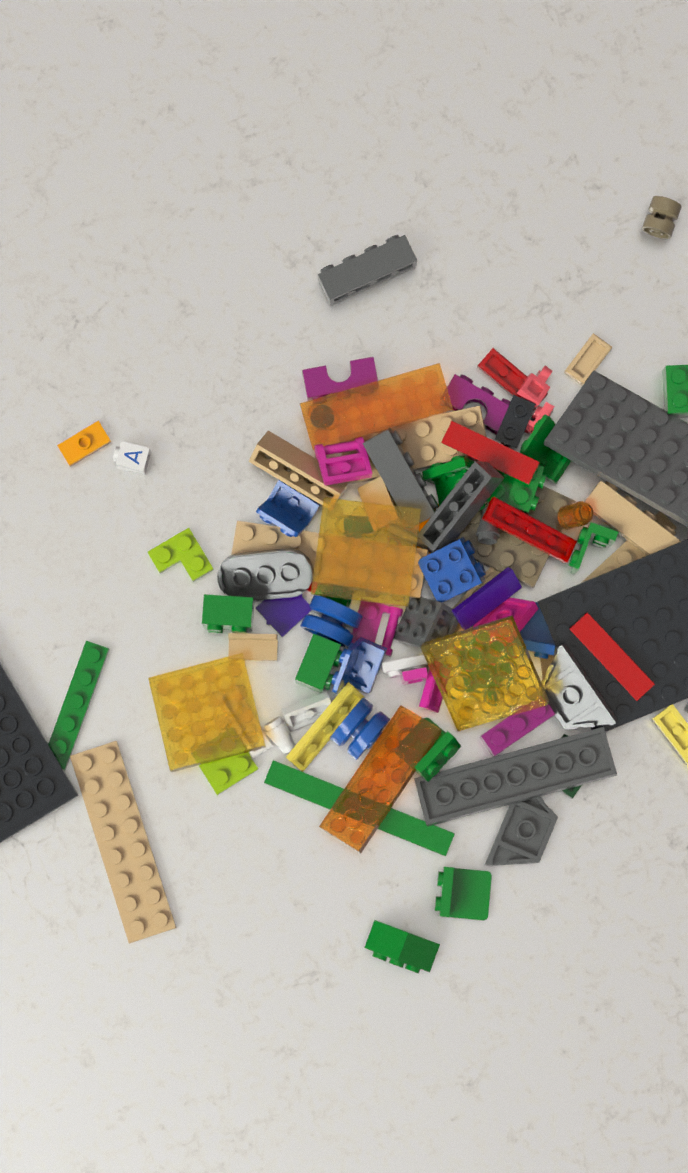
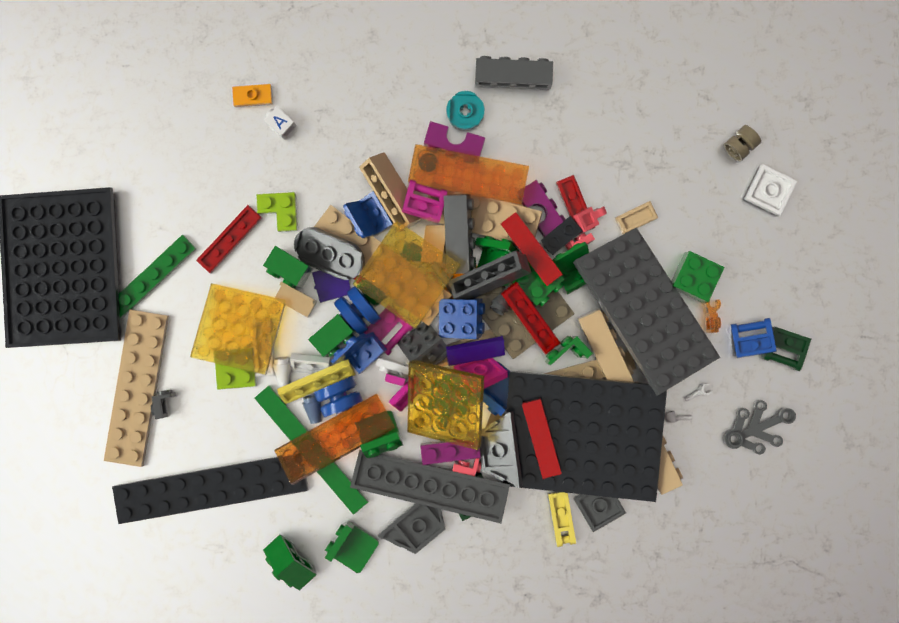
camera: 30 degrees right, 5 degrees up
(141, 618) = (229, 239): none -> red tile
(160, 848) = (159, 407): none -> dark grey bracket
(261, 916) = (203, 490): none -> black plate
(336, 759) = (312, 408): none -> sand blue cone
(340, 326) = (473, 103): none -> teal plate
(541, 736) = (465, 468): none -> coral bracket
(575, 515) = (568, 324): clear orange brick -> none

